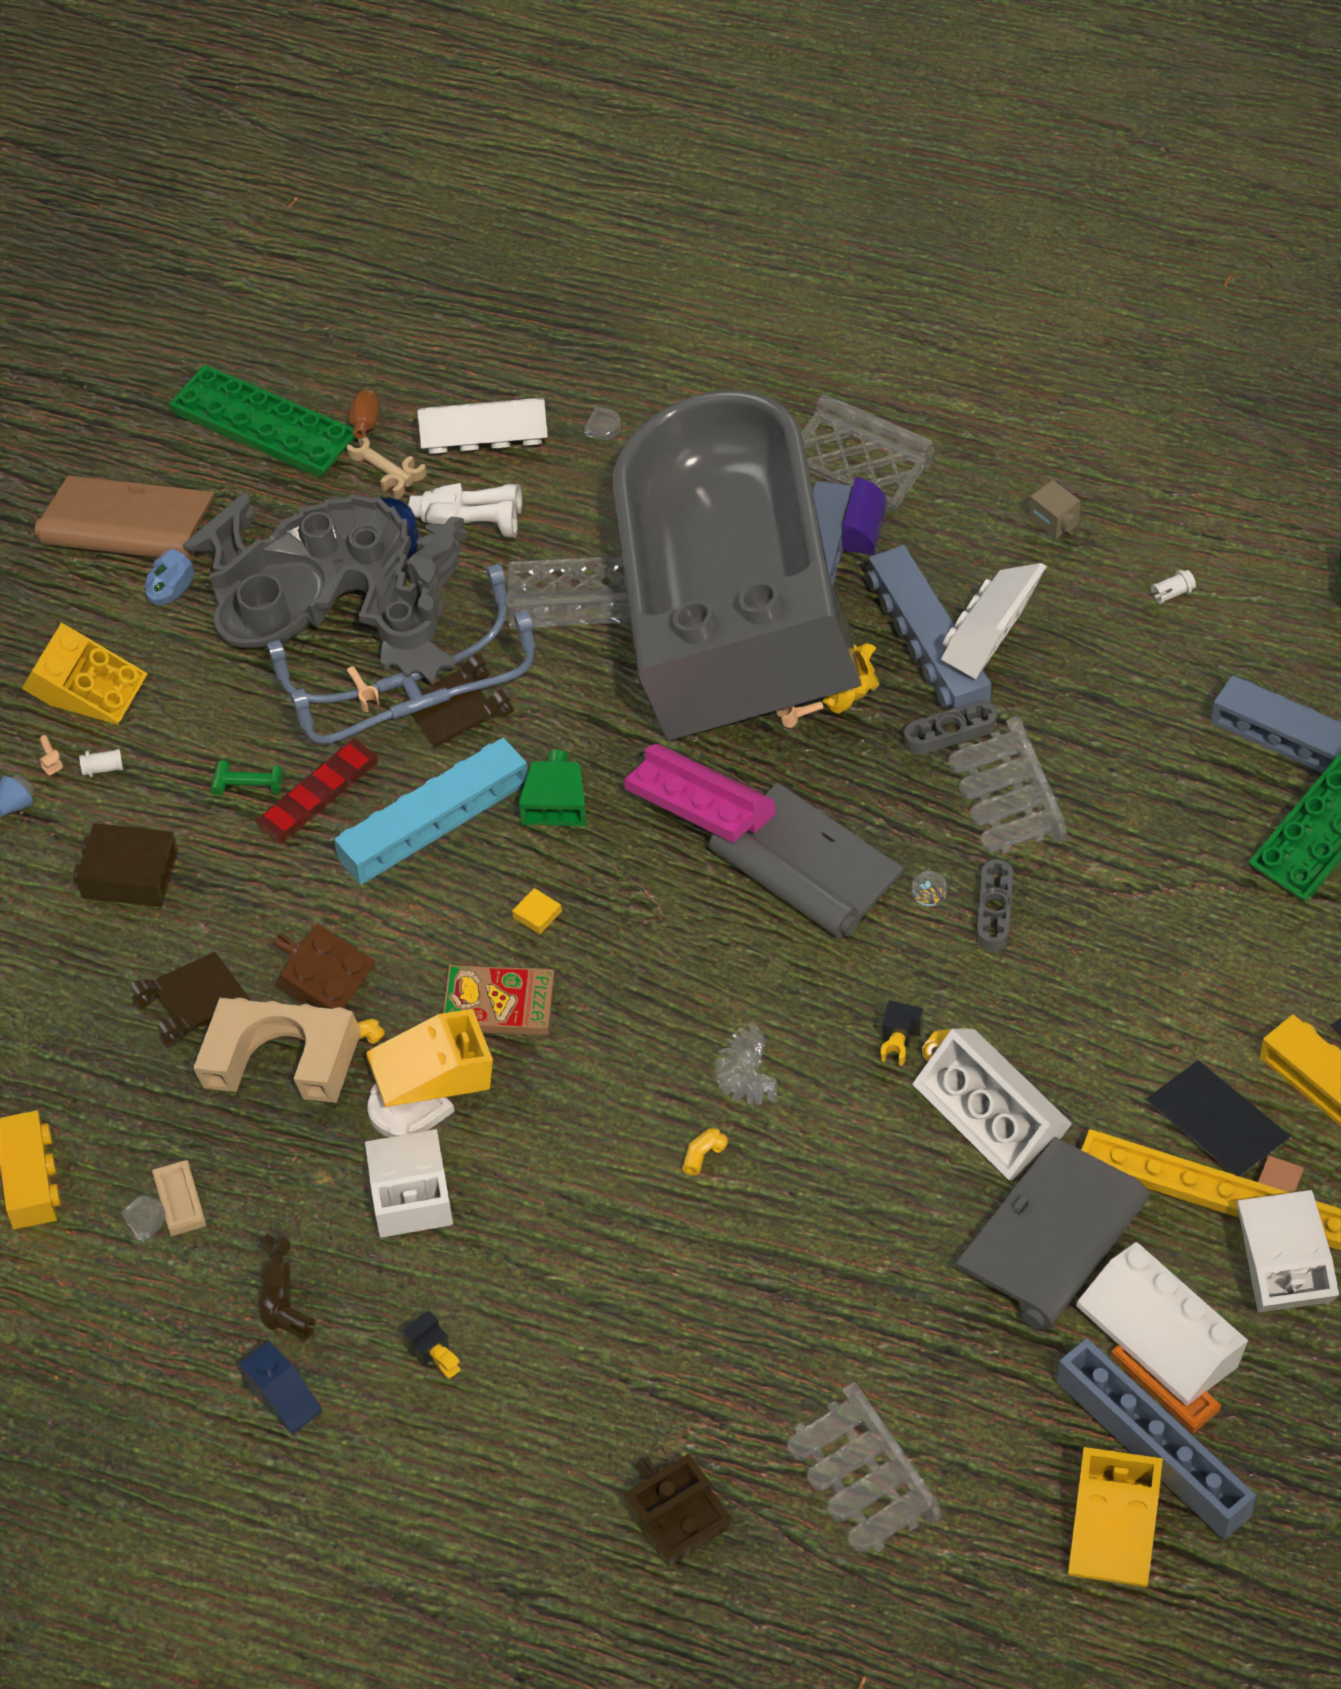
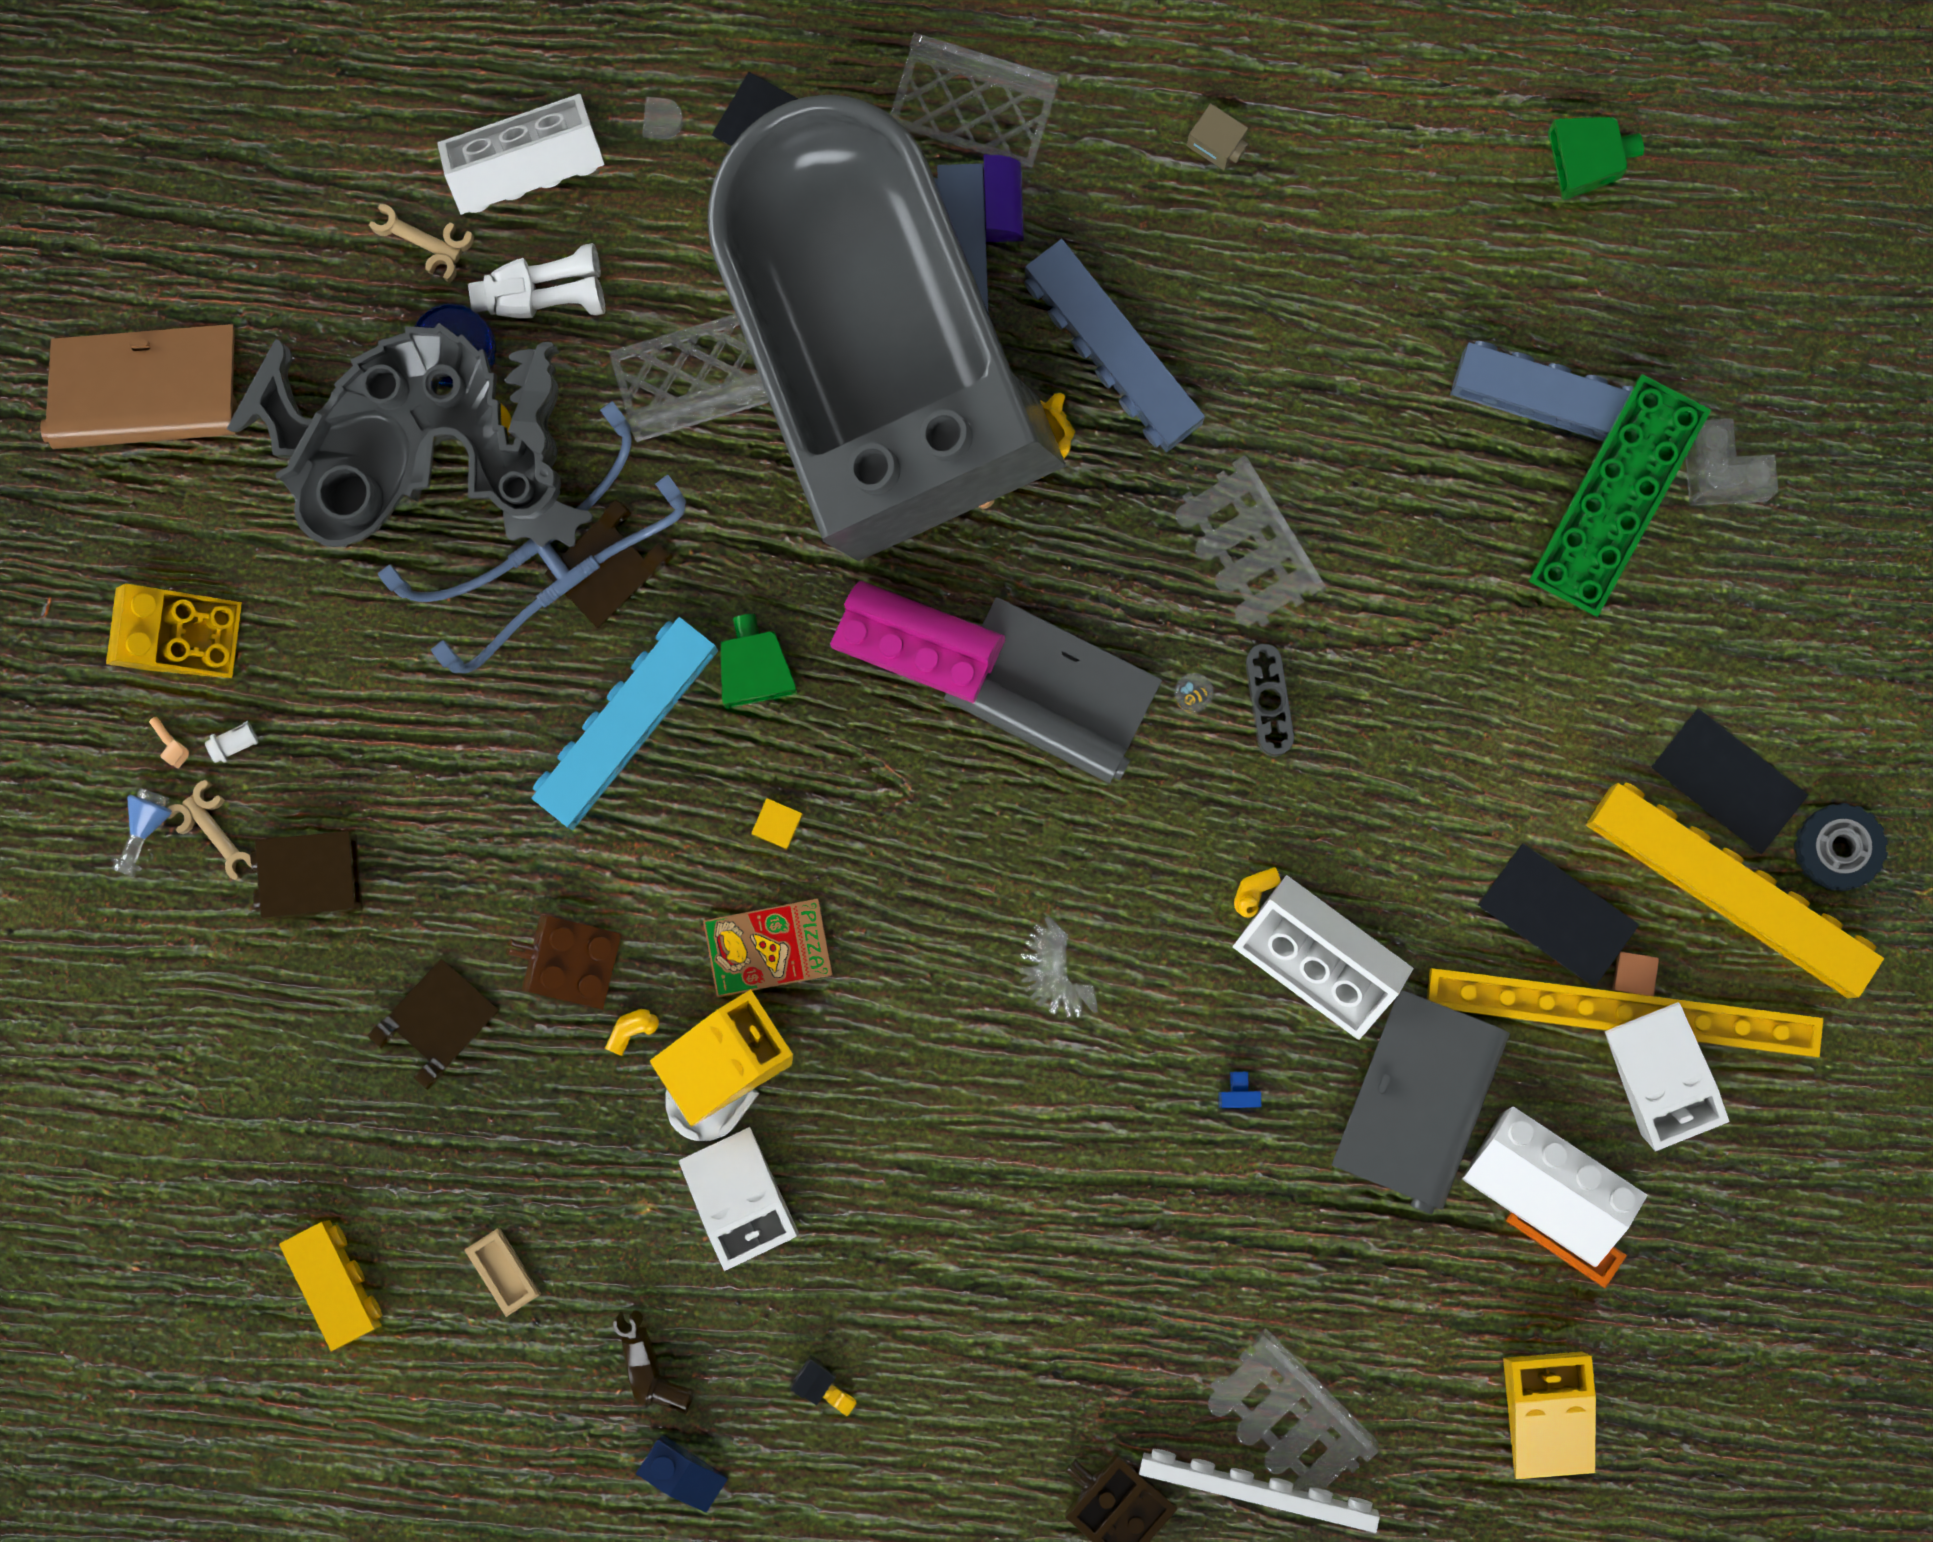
camera: 15 degrees left, 30 degrees up
(54, 805) = (195, 811): none -> tan bar
(144, 1217) = (475, 1307): clear tile -> none
(168, 577) = (221, 467): medium blue rock -> none
(225, 777) = (376, 727): green piece -> none
(244, 1025) = (502, 1058): tan arch -> none
(262, 420) = (256, 204): green plate -> none
(317, 791) = (487, 721): clear red tile -> none
(364, 412) = (374, 171): dark orange plant -> none
(365, 692) = (498, 574): light nougat hand -> none
(700, 1146) = (1032, 1079): yellow arm -> none
(828, 1523) = (1275, 1494): none -> white plate
(886, 1194) = (1239, 1095): none -> blue tile
(898, 1025) = (1204, 882): black piece -> none
(958, 716) = (1196, 464): dark grey beam -> none
(990, 618) = (1189, 331): white slope -> none
(1152, 1432) = (1574, 1320): sand blue brick -> none
(1180, 583) = (1374, 217): white pin -> none

